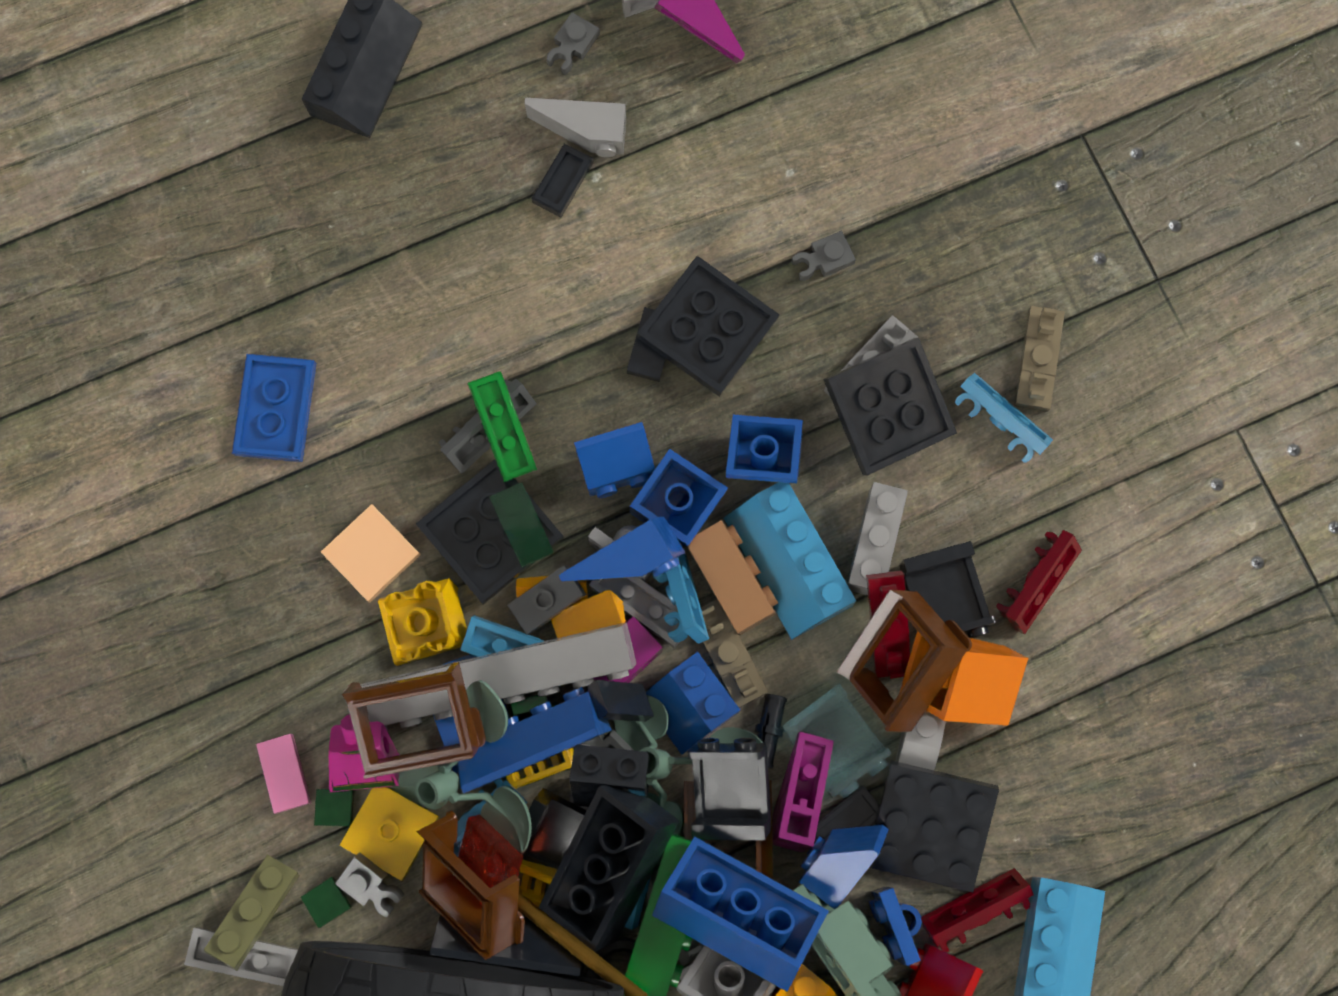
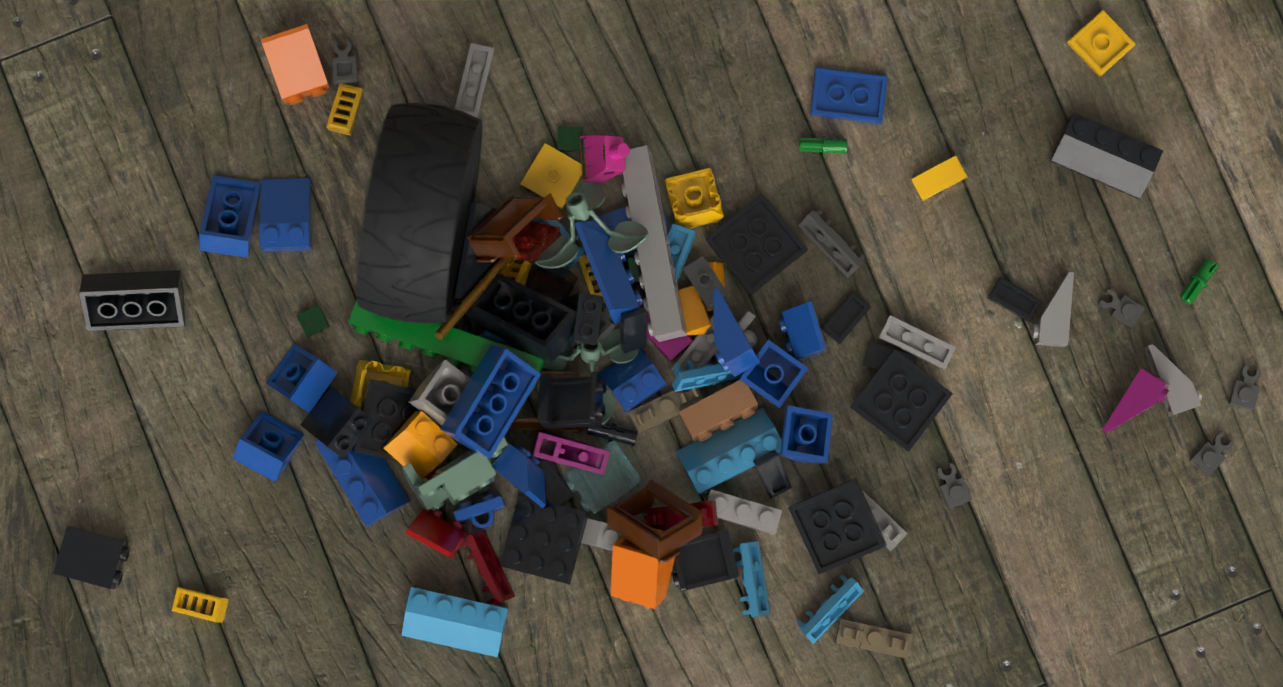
camera: 85 degrees right, 5 degrees up
(206, 71) = (1101, 43): none -> yellow plate
(251, 912) = (503, 86): olive plate -> none
(283, 773) = (593, 105): bright pink tile -> none
(326, 902) = (507, 134): dark green tile -> none
(346, 440) = (823, 145): none -> green axle
(365, 881) = (519, 160): plate -> none
(370, 553) = (743, 163): light nougat tile -> none
(393, 280) = (939, 178): none -> yellow slope
(466, 719) = (621, 225): reddish brown piece -> none
(502, 426) = (828, 253): green tile -> none
(521, 524) = (757, 265): clear green slope -> none
(592, 404) = (845, 318): none -> black tile
(626, 304) = (917, 342): none -> light grey plate
(821, 498) = (772, 474): none -> black tile
(970, 523) = (753, 579): none -> dark azure plate
(1041, 580) = (710, 627): dark red plate -> none

